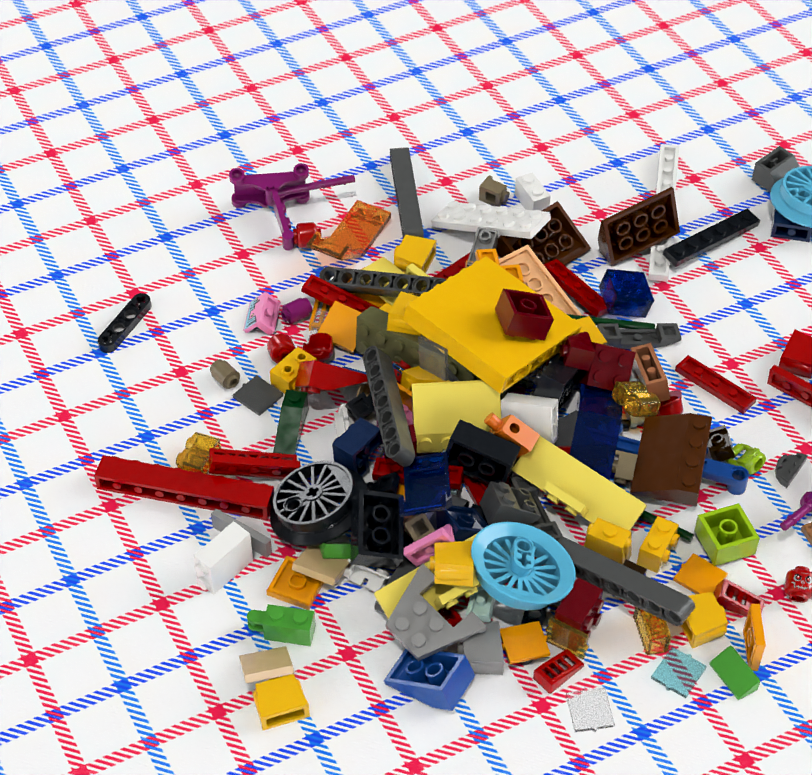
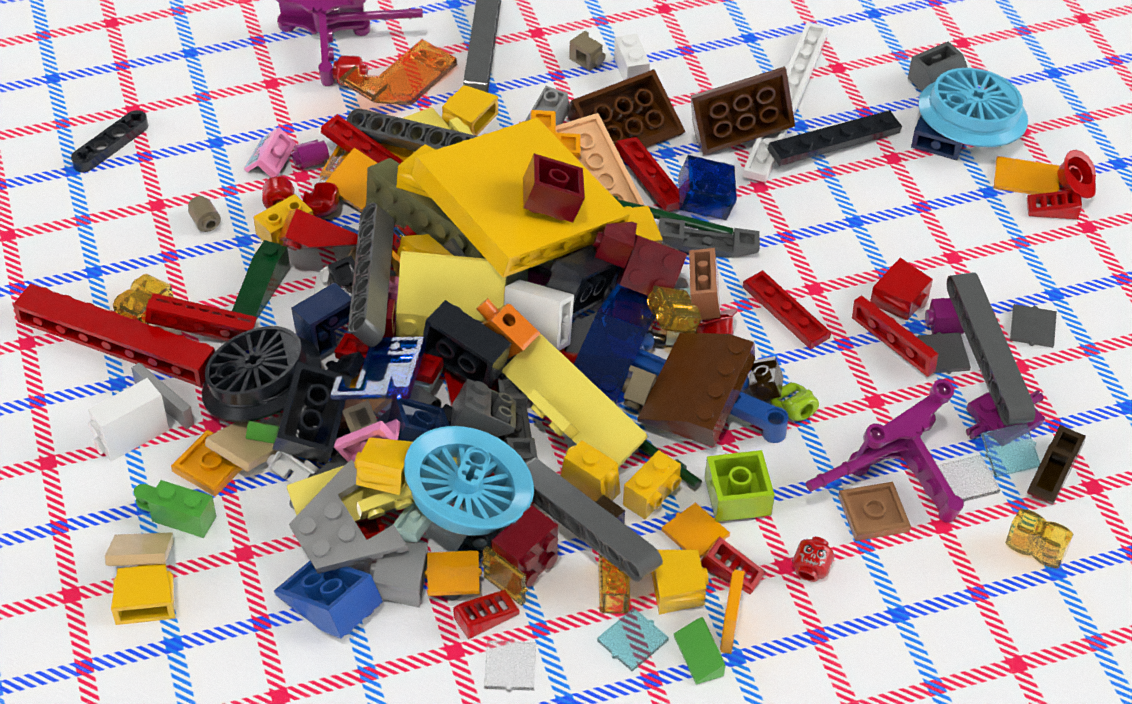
camera: 10 degrees right, 0 degrees up
(258, 395) = (235, 244): dark grey piece -> none
(433, 358) = (438, 226): clear piece -> none
(504, 220) = (579, 82): white plate -> none
(788, 467) = (846, 419): dark grey tile -> none

